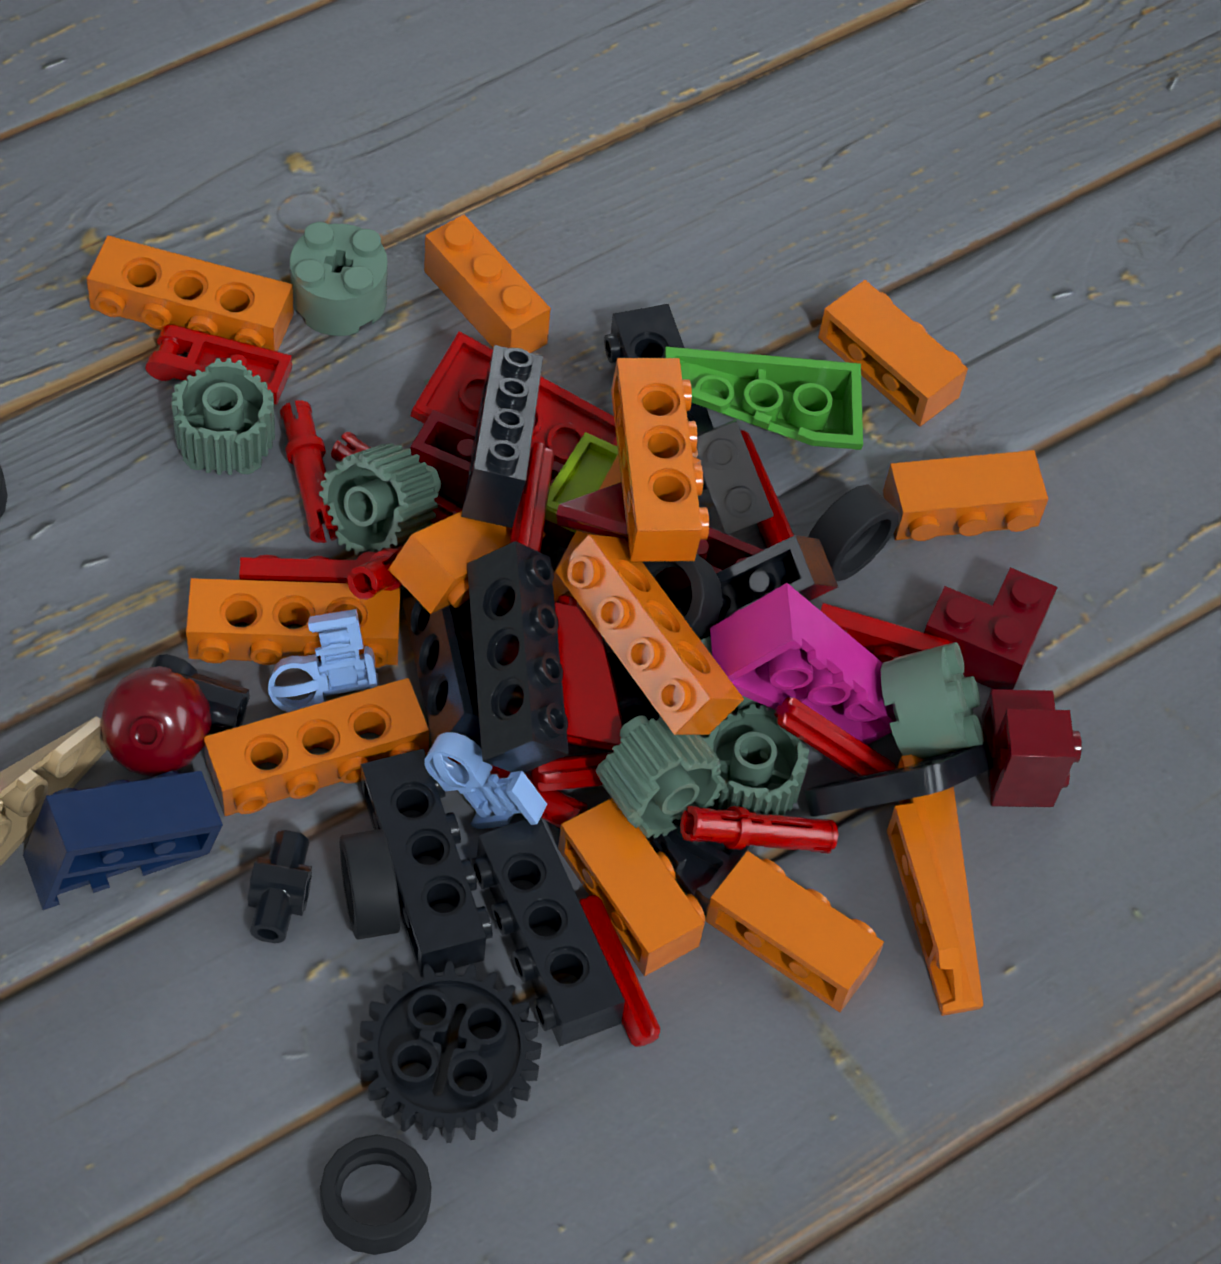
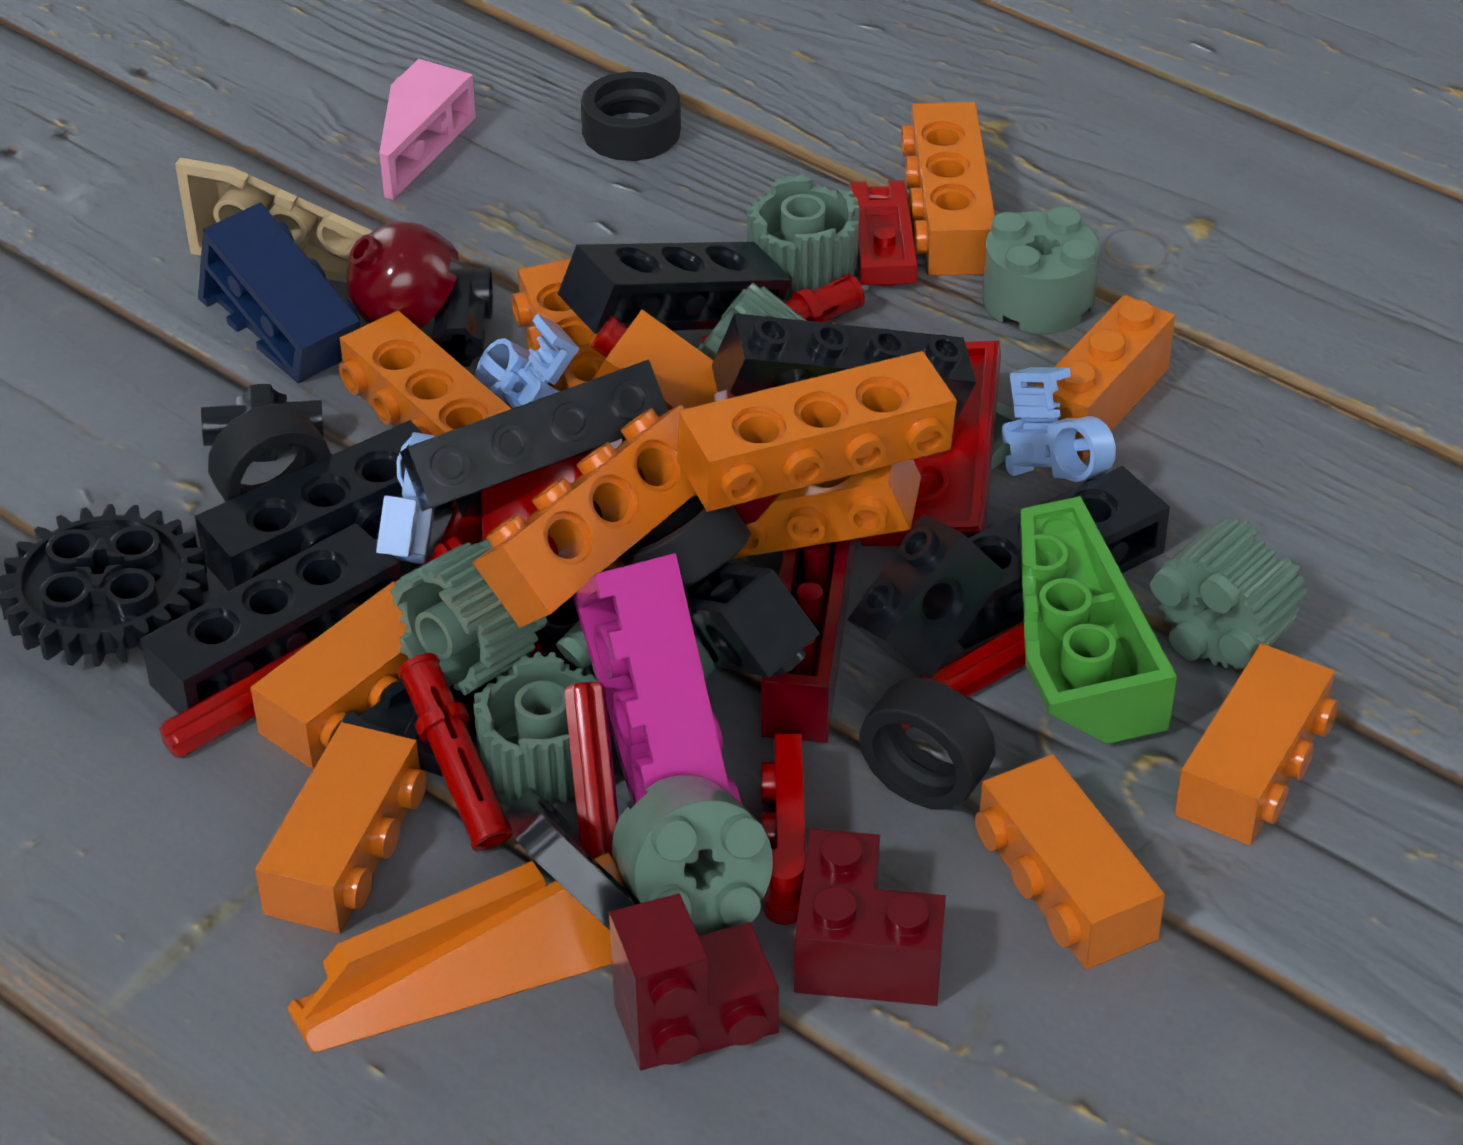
camera: 80 degrees right, 15 degrees down
(282, 523) = (673, 282): none -> black brick
(530, 332) = (1051, 443): none -> light blue piece
(772, 306) = (1227, 595): none -> sand green brick

